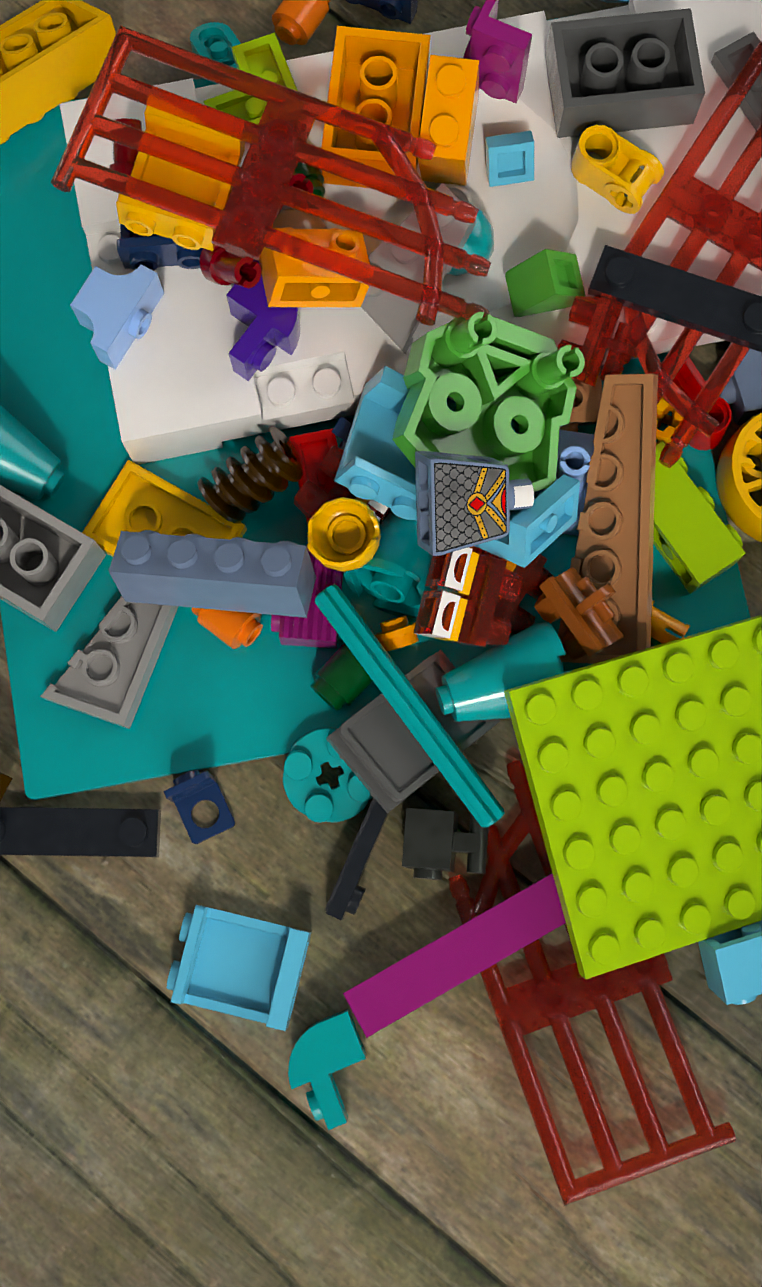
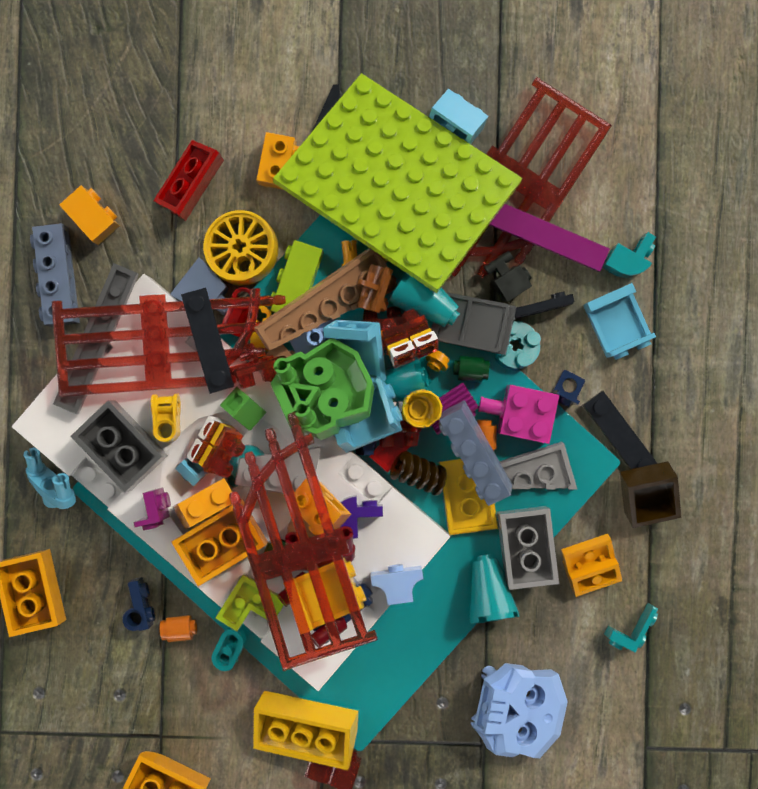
camera: 130 degrees left, 10 degrees up
(217, 701) = (523, 413): none -> dark pink brick
(409, 706) = (467, 331): teal axle -> none
(465, 500) = (375, 364): torso -> none
(517, 206) = (216, 447): none -> clear red hips

